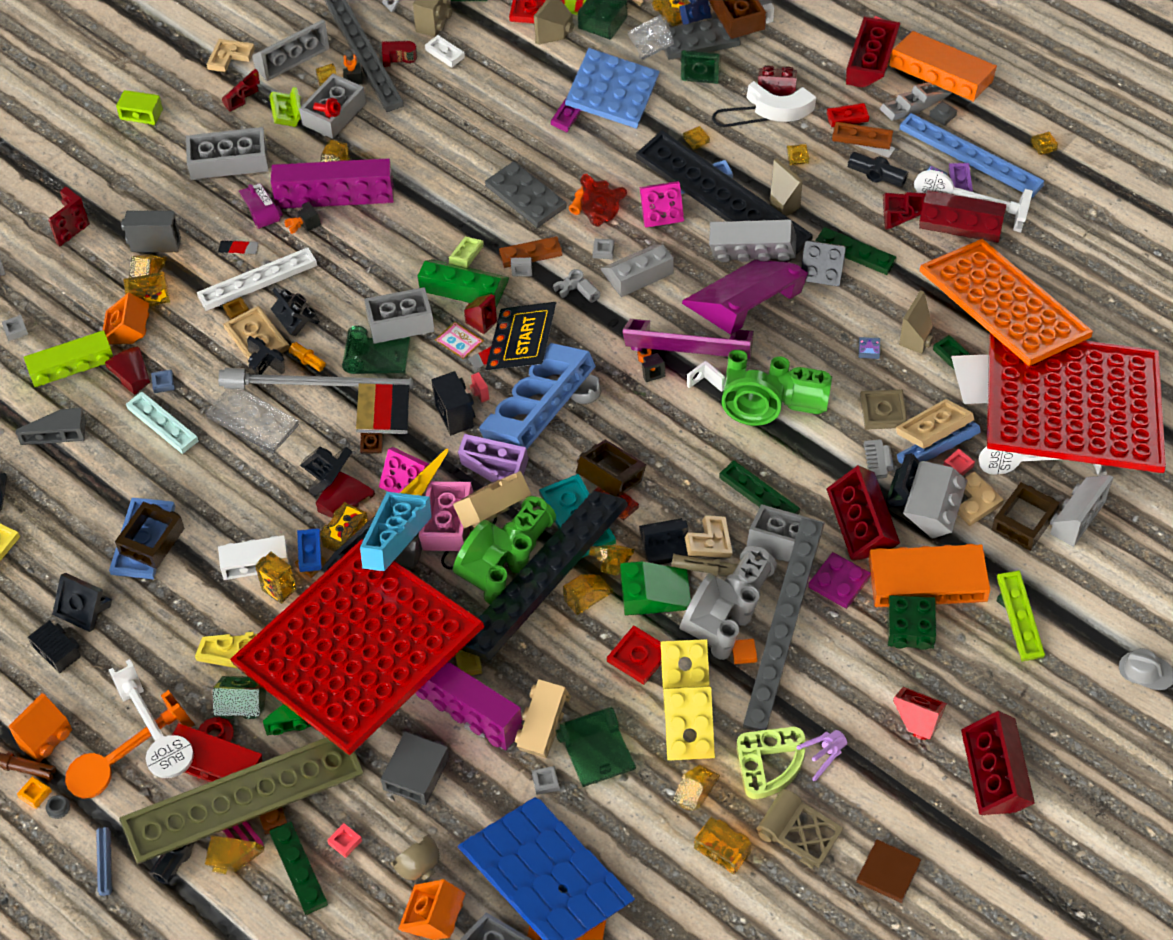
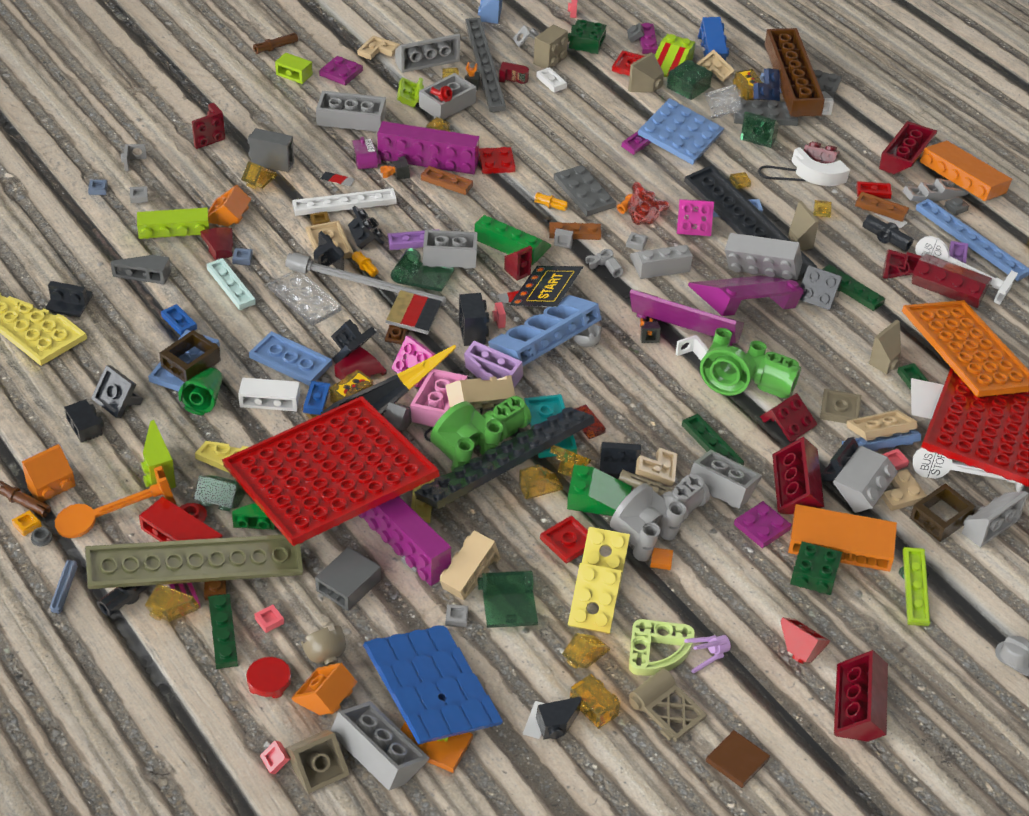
camera: 10 degrees right, 10 degrees down
(101, 79) = (271, 44): none -> reddish brown pin
(118, 485) = (178, 319): none -> blue plate
(149, 287) = (255, 187): clear yellow brick -> none
(156, 677) = (155, 455): none -> lime slope
(168, 754) = (144, 515): white piece -> none
(177, 574) = (201, 391): none -> green cone
(195, 95) = (341, 70): none -> magenta plate
(236, 96) = (379, 72): dark red slope -> none
(262, 504) = (290, 358): none -> medium blue plate
(275, 577) = (281, 409): clear yellow brick -> none
(346, 311) = (406, 240): none -> medium lavender plate
(365, 220) = (447, 180): none -> dark orange plate
(367, 911) = (268, 677): none -> red tile
(393, 528) = (389, 390): medium azure wedge -> none
(414, 177) = (496, 160): none -> red plate
(459, 340) = (494, 280): sticker -> none
(466, 252) = (521, 218): yellowish green plate -> none
(491, 219) = (551, 201): none -> light orange axle
(629, 466) = (603, 399): dark brown window -> none
(667, 881) = (532, 728): none -> white sticker
(688, 876) = (557, 717): none -> black slope
(783, 625) = (700, 543): dark grey plate -> none
(834, 437) = (791, 417): none -> dark red bracket
(869, 348) = (841, 359): sand blue tile -> none
(882, 457) = (825, 441): light grey piece -> none

